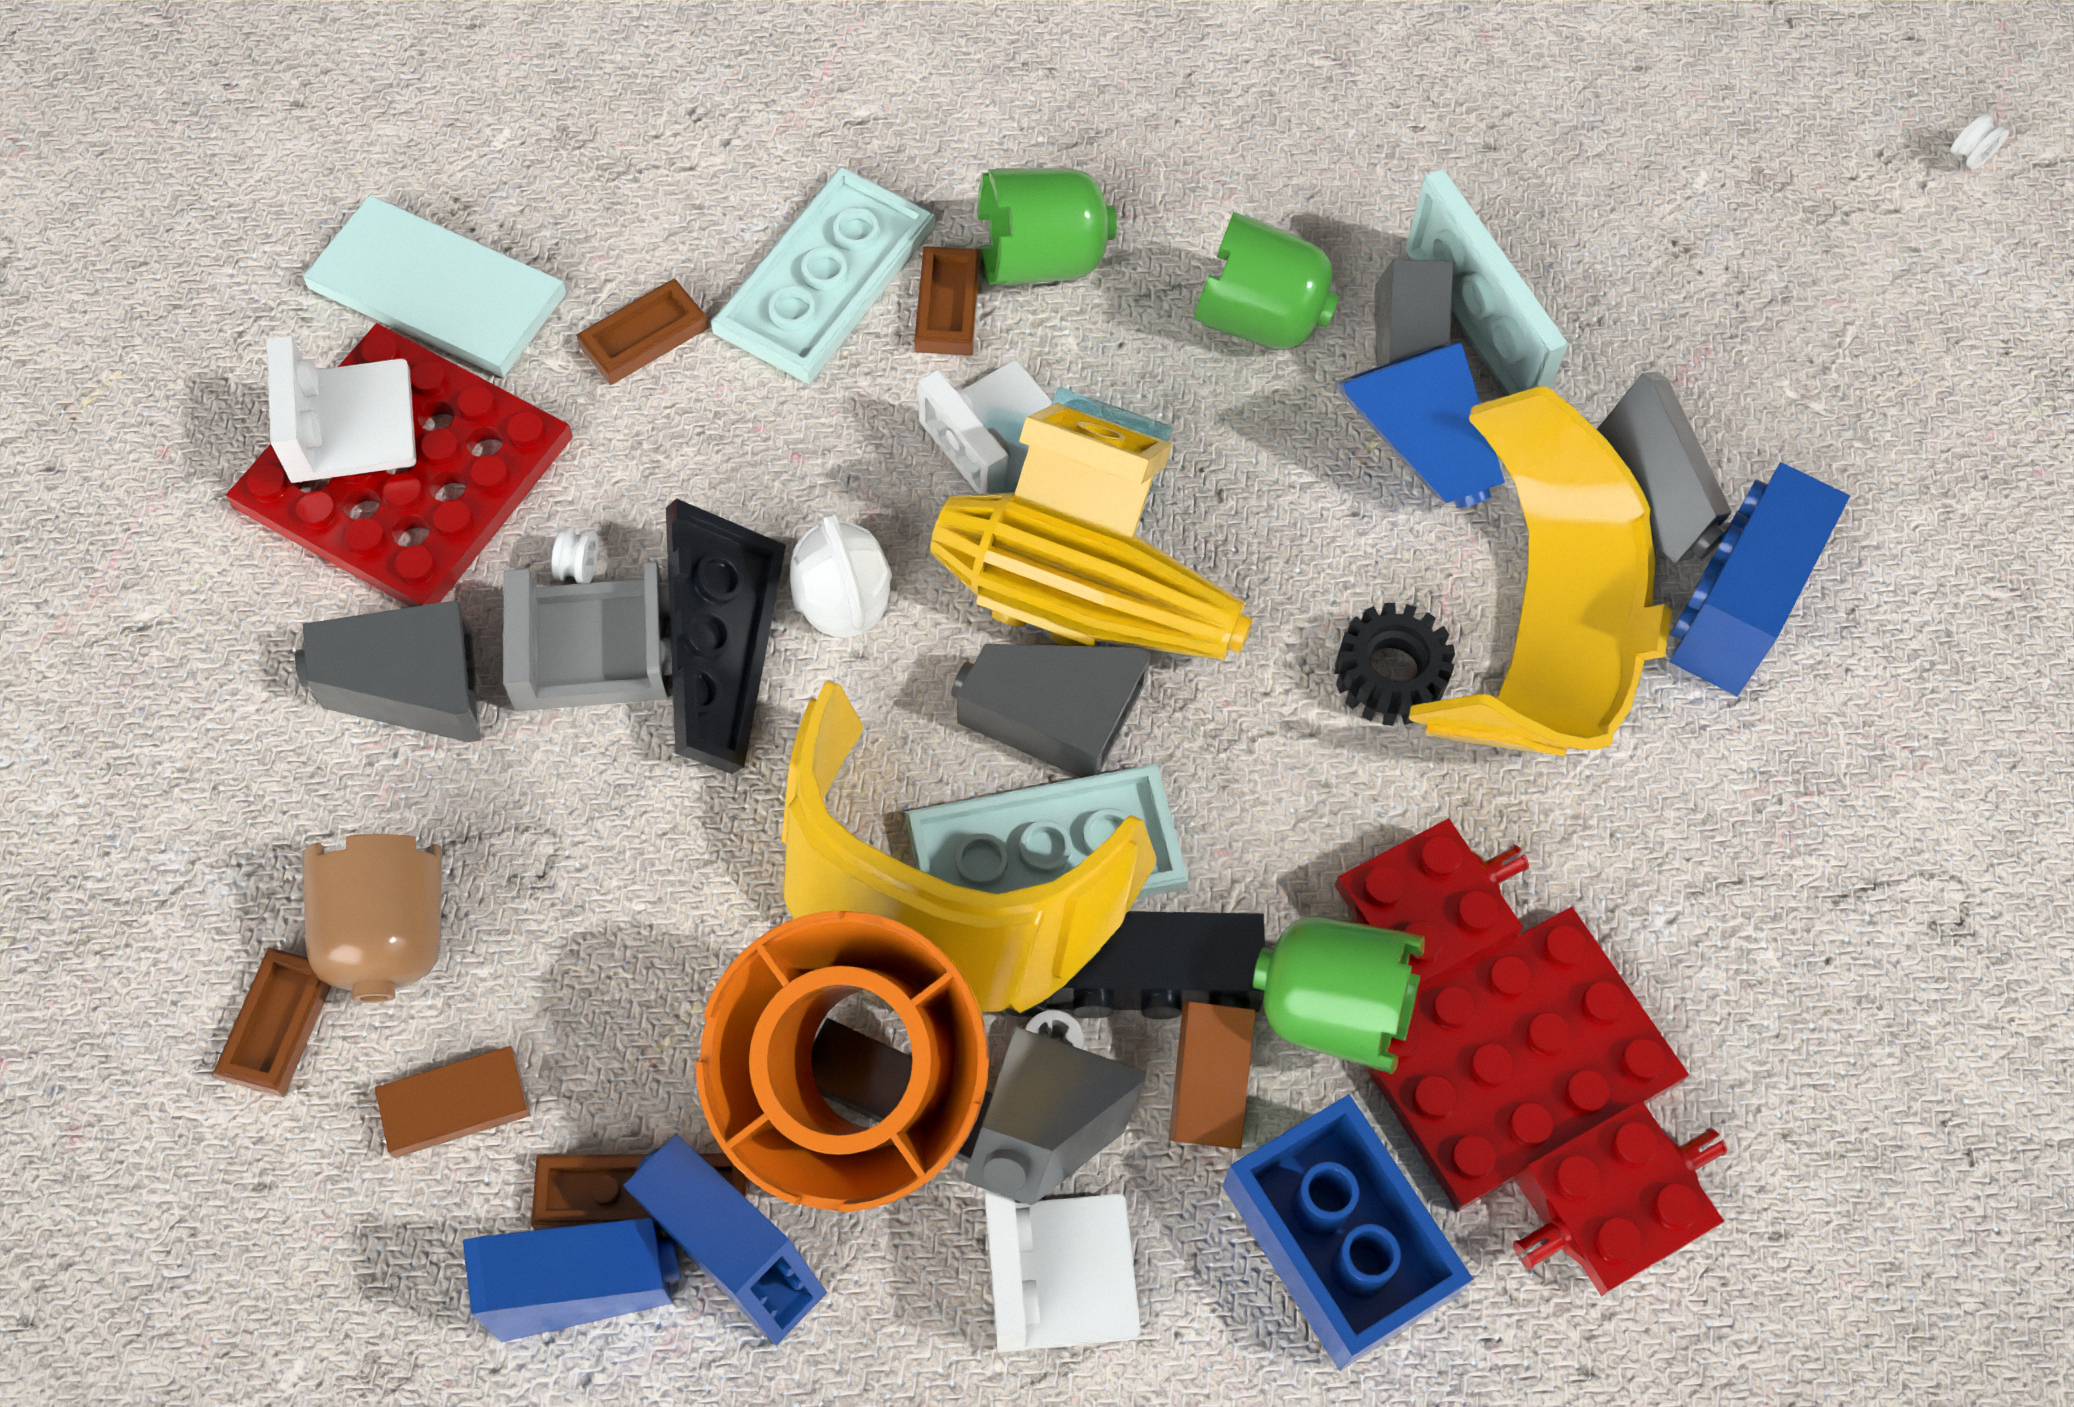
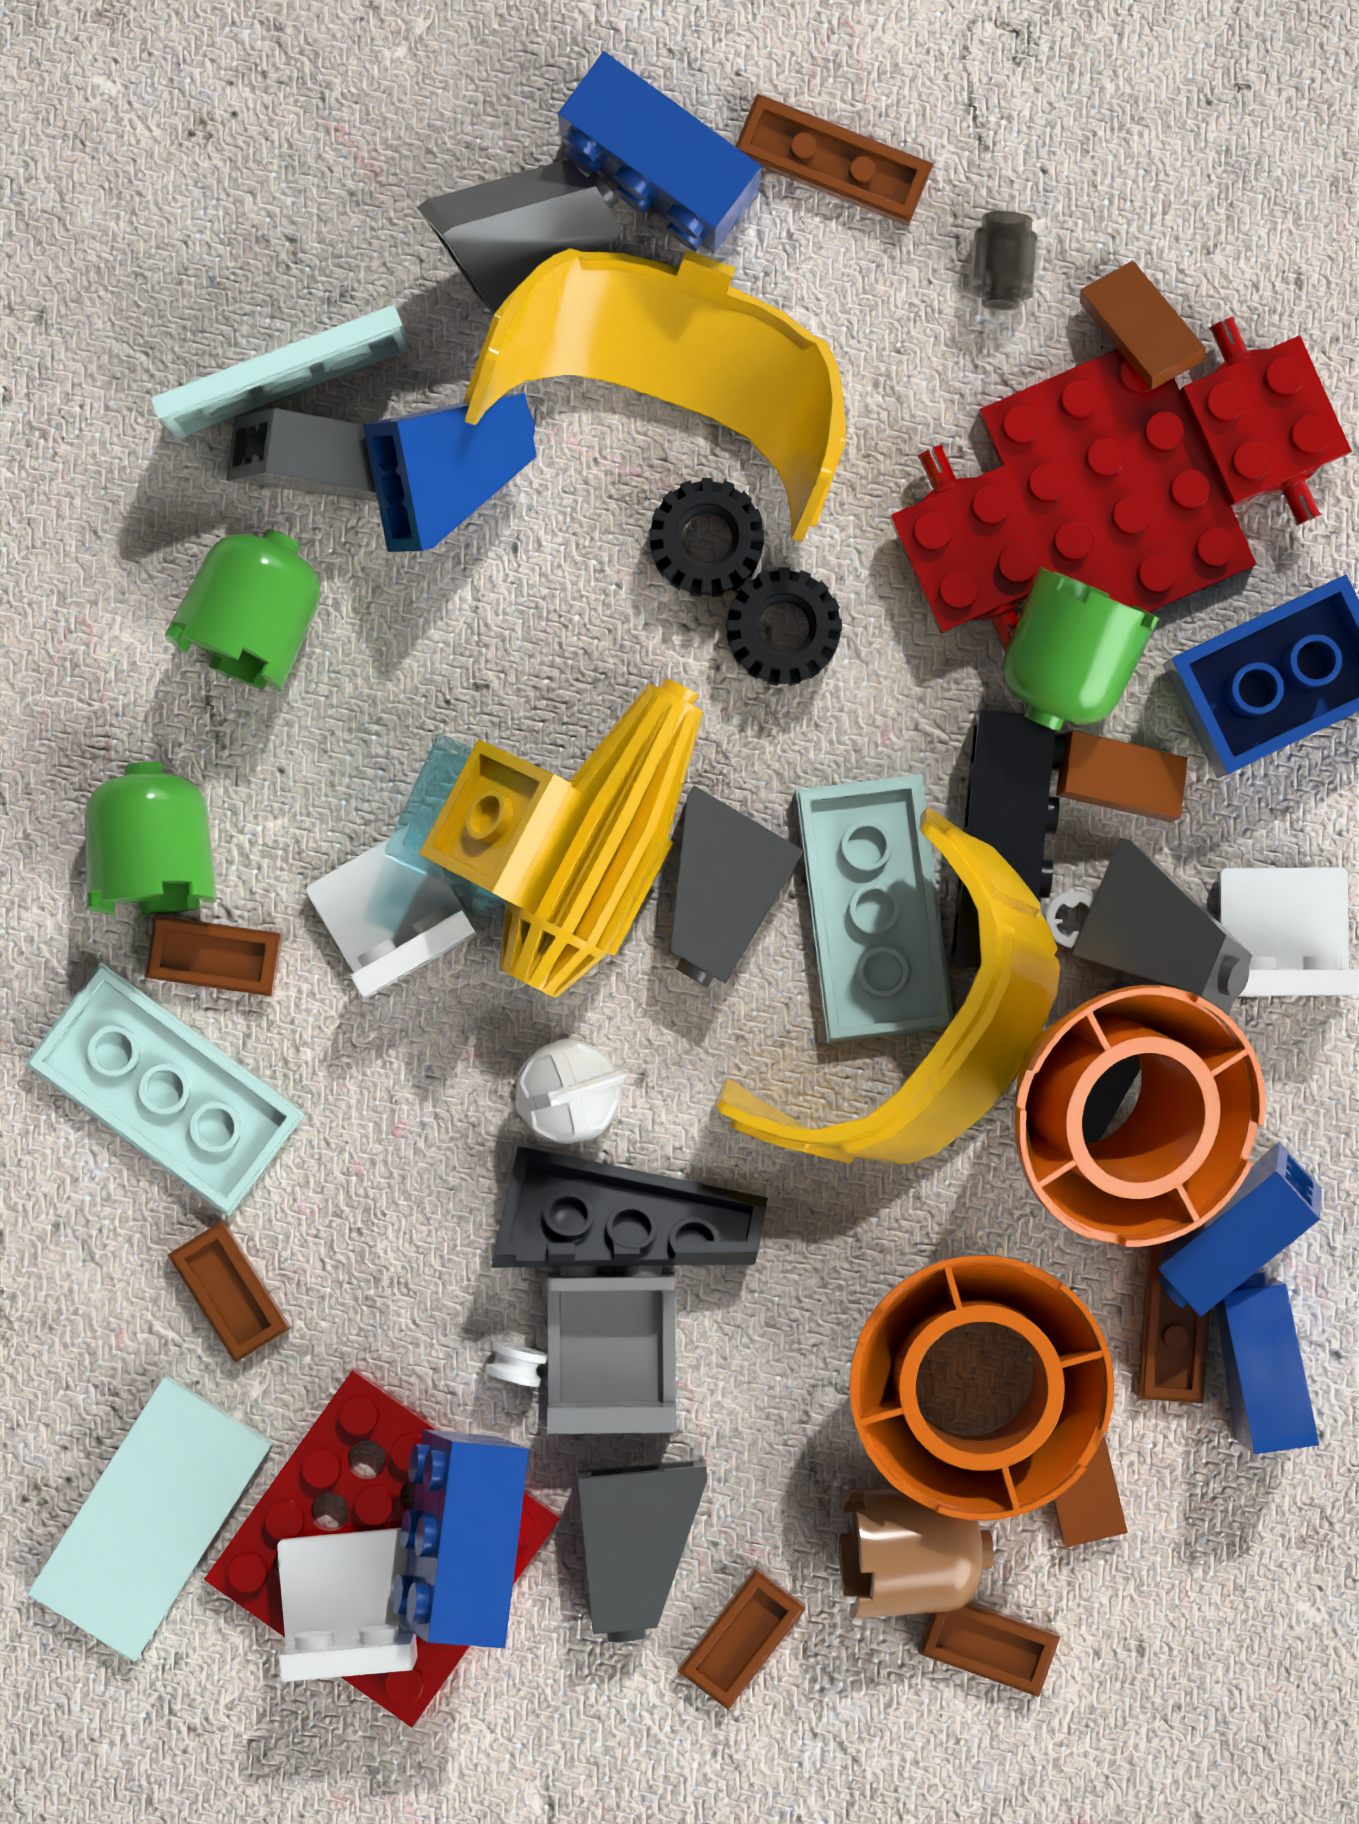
camera: 85 degrees left, 25 degrees up
(296, 781) = (741, 1638): none -> dark orange tile
(396, 479) = (461, 1538): none -> blue brick
(511, 877) = (1030, 1455): none -> orange cone
(1323, 706) = (792, 588): none -> black tyre
(1695, 1056) = (1142, 325): none -> dark orange tile
(1729, 916) = (1003, 260): none -> clear smoke brick
(1787, 757) = (834, 159): none -> dark orange tile

